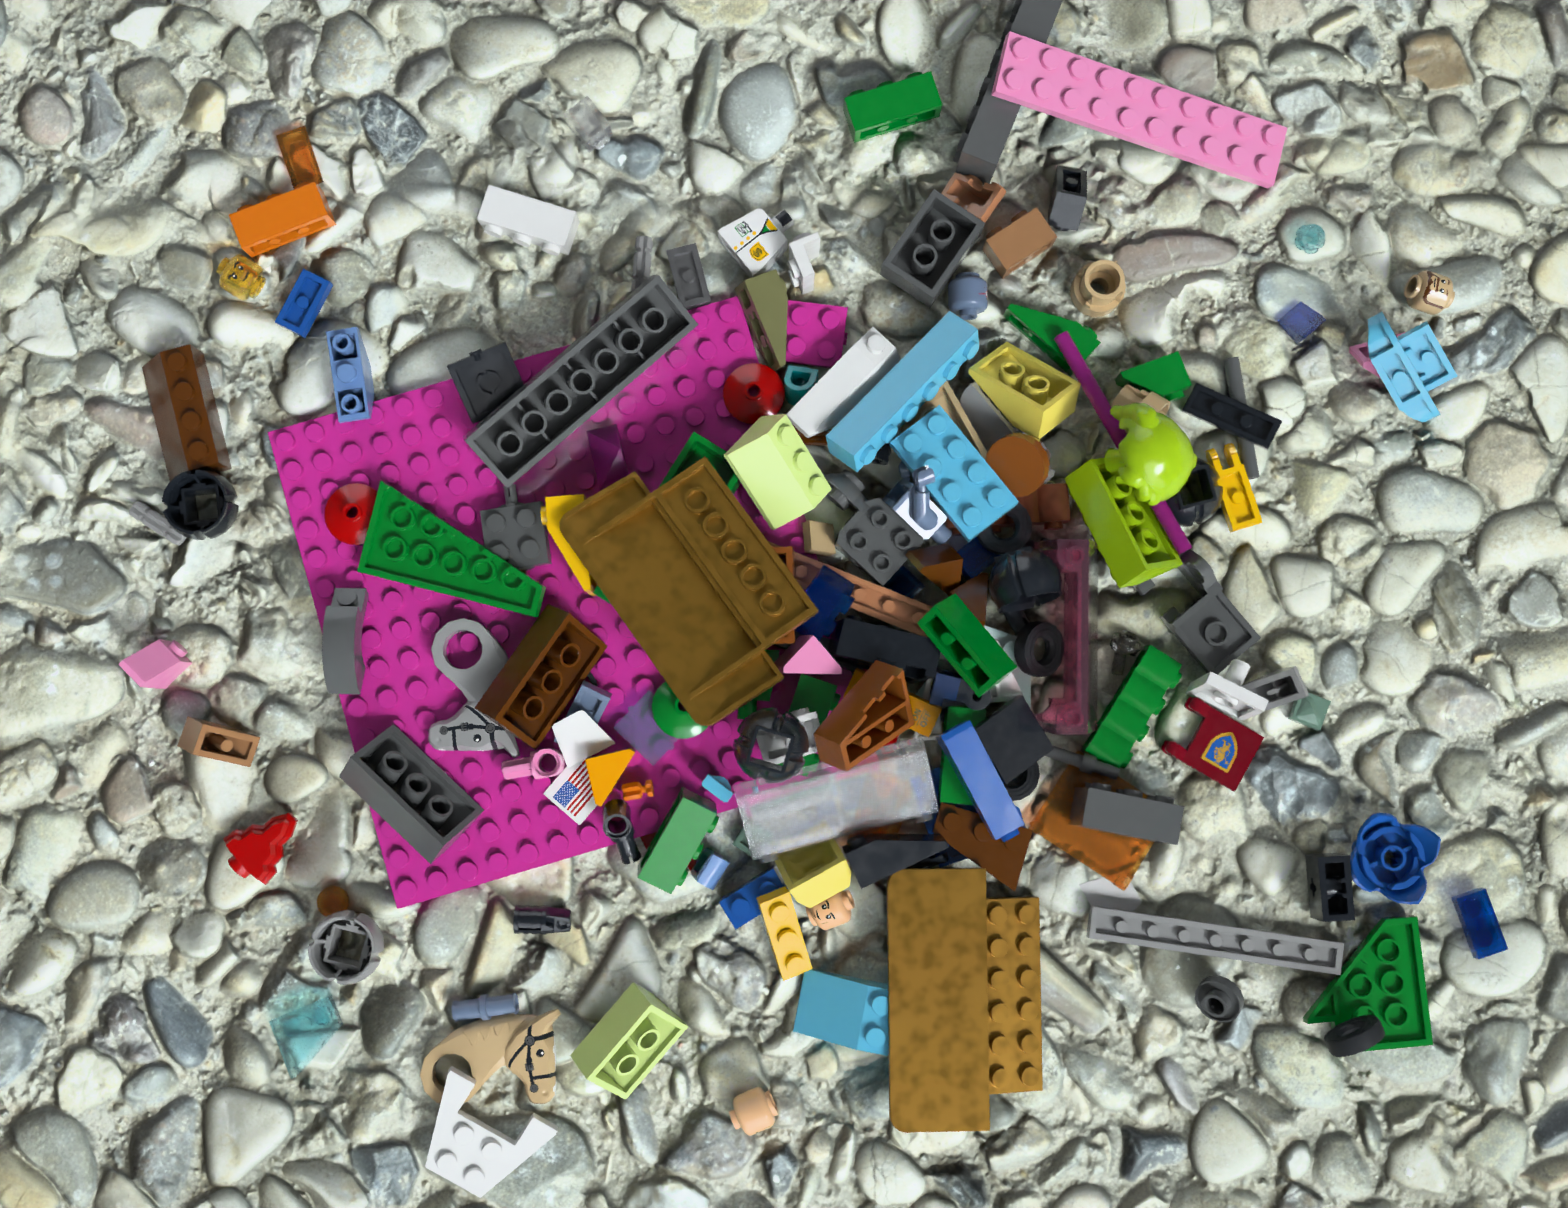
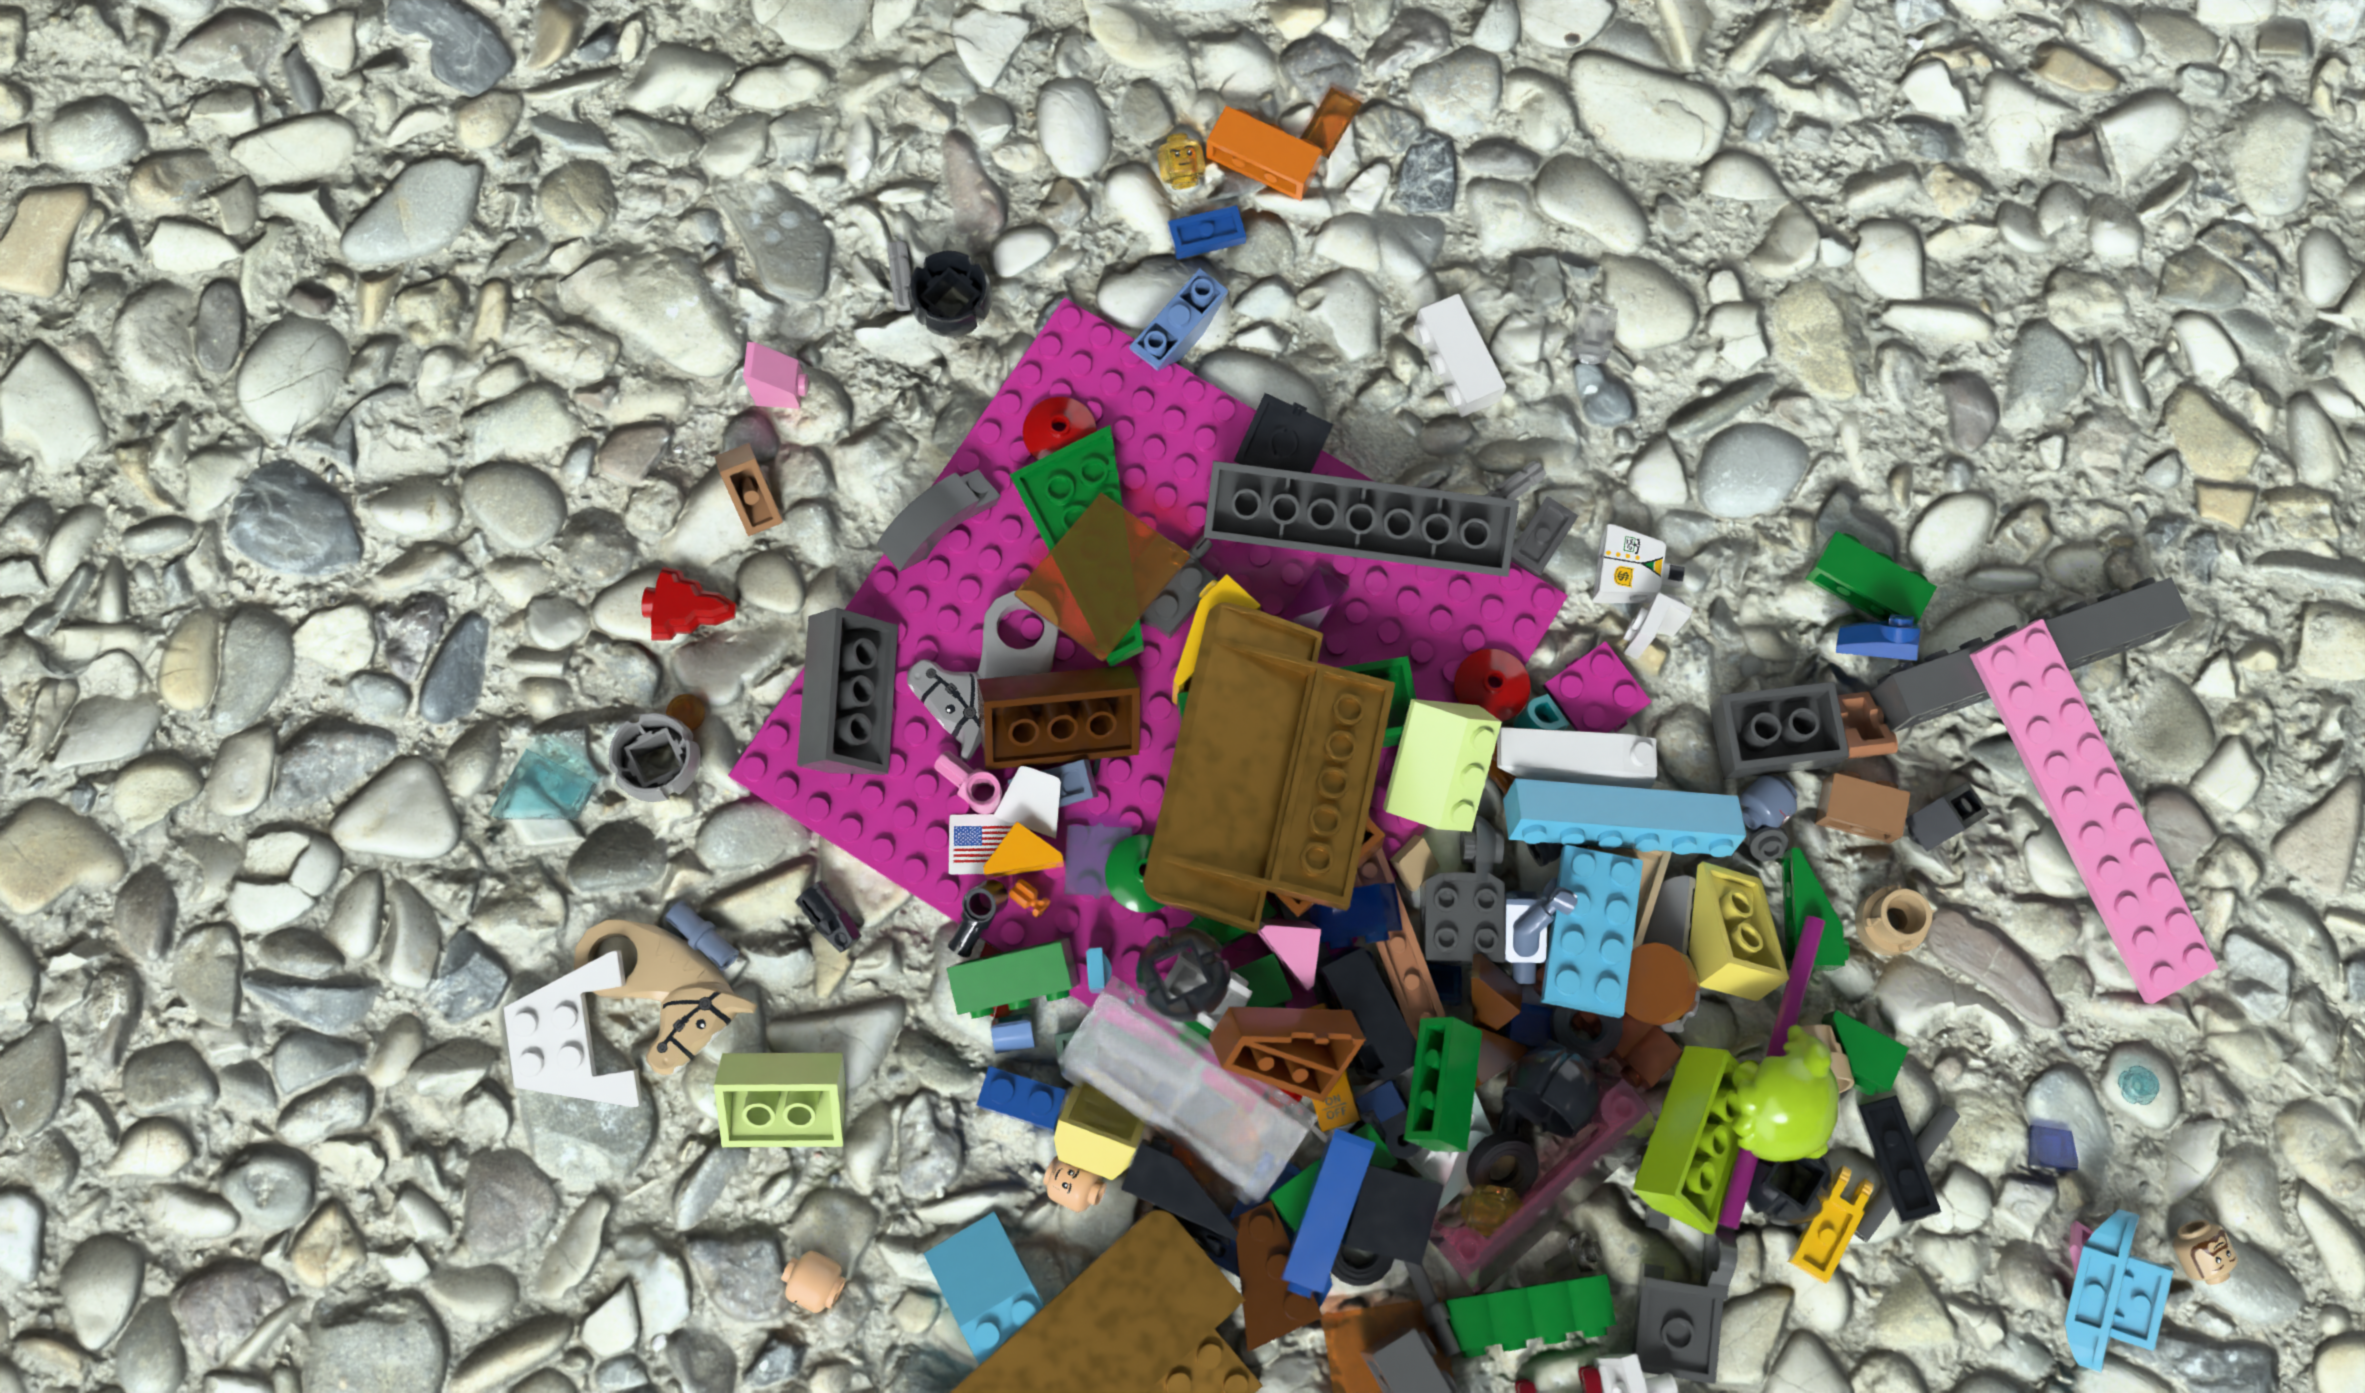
camera: 45 degrees right, 10 degrees down
(185, 411) = (1021, 215): reddish brown slope -> none
(476, 572) = (1102, 576): none -> clear orange piece
(766, 309) = (1579, 628): olive slope -> none
(784, 933) = (1012, 1157): yellow plate -> none
(934, 136) = (1888, 639): none -> blue slope
(990, 318) = (1767, 843): none -> dark grey plate
(1058, 679) = (1489, 1207): none -> clear yellow head

